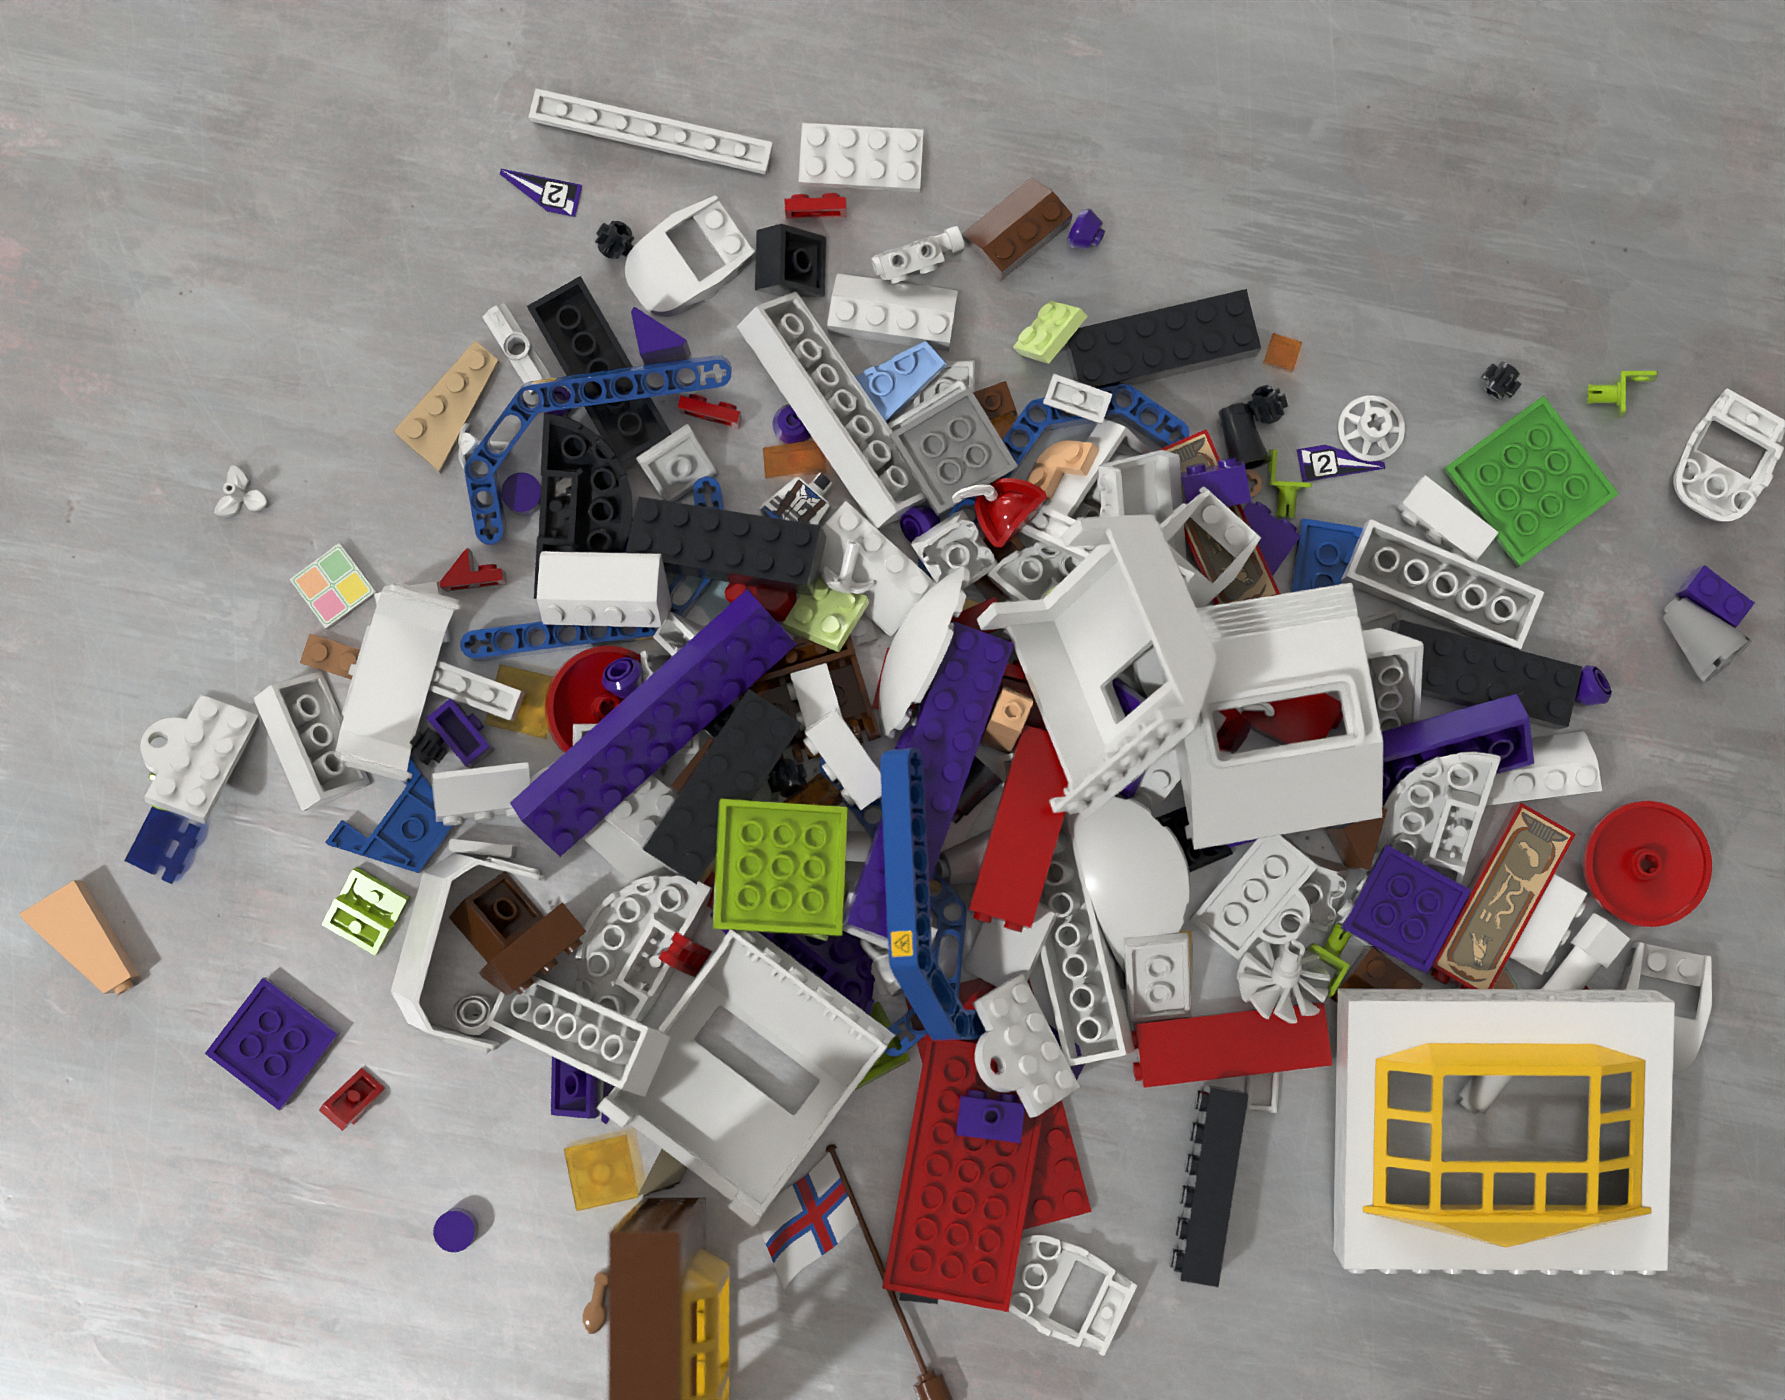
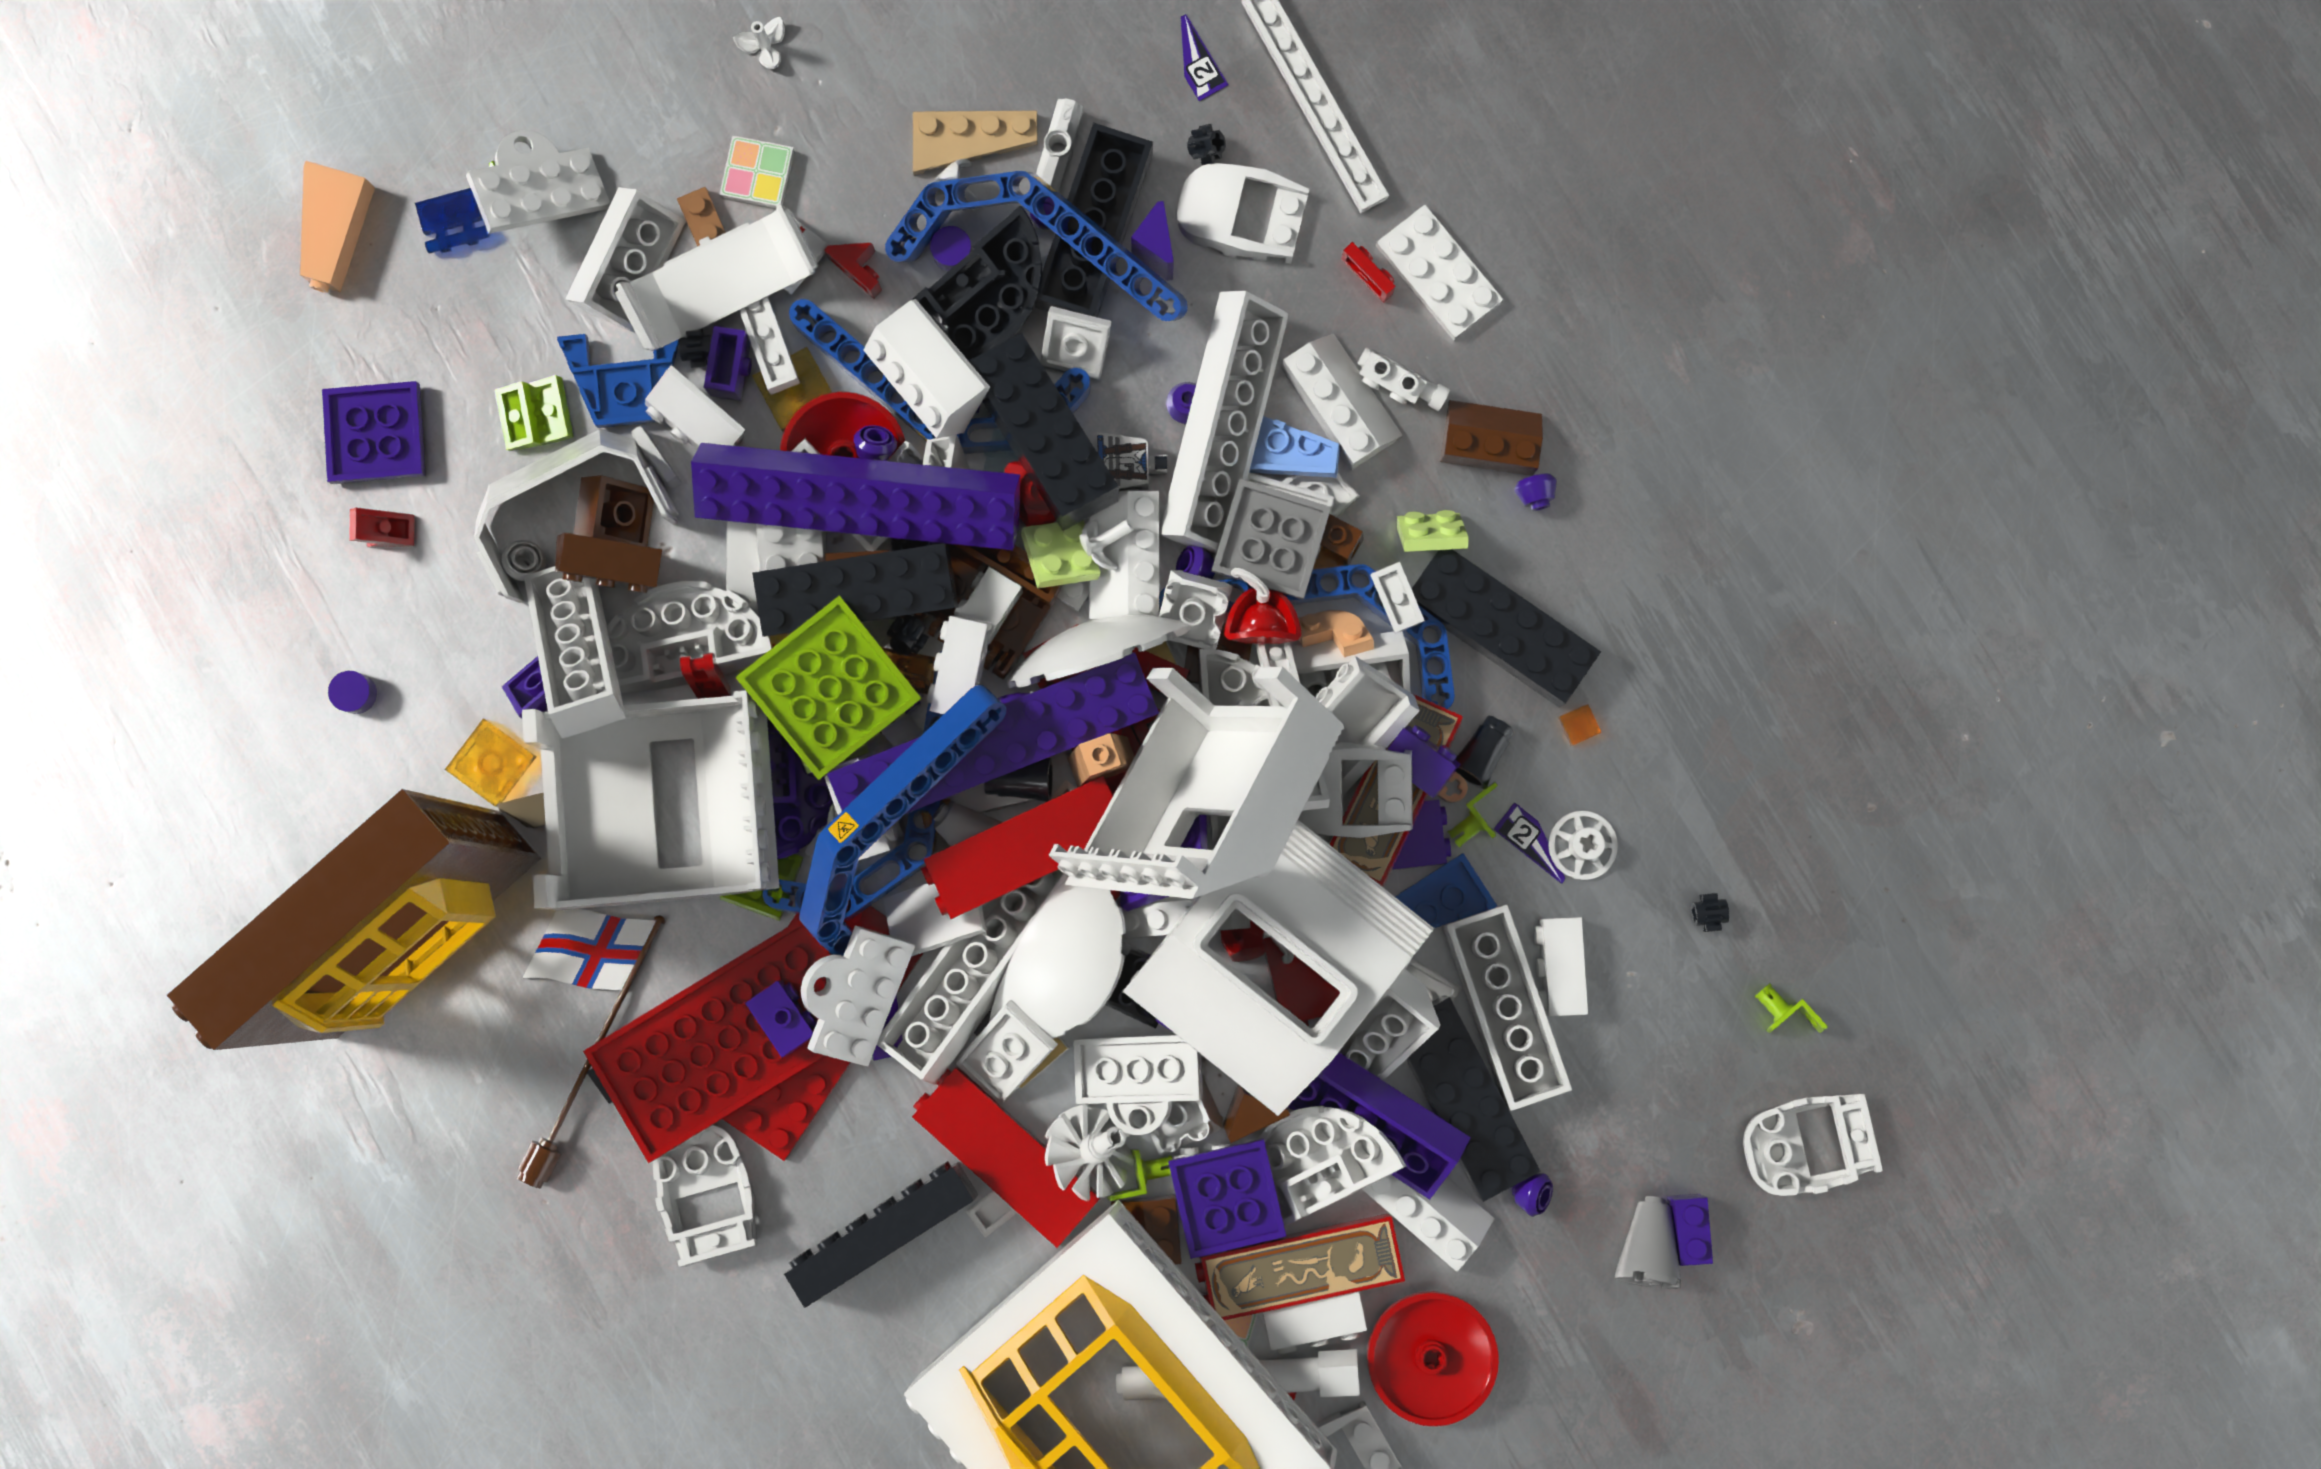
camera: 45 degrees right, 0 degrees up
(722, 414) = (1135, 319): red plate -> none
(790, 261) = (1309, 290): black slope -> none
(793, 460) = (1159, 427): clear orange slope -> none
(1267, 404) = (1527, 748): black gear -> none
(1531, 481) = (1652, 1005): bright green plate -> none

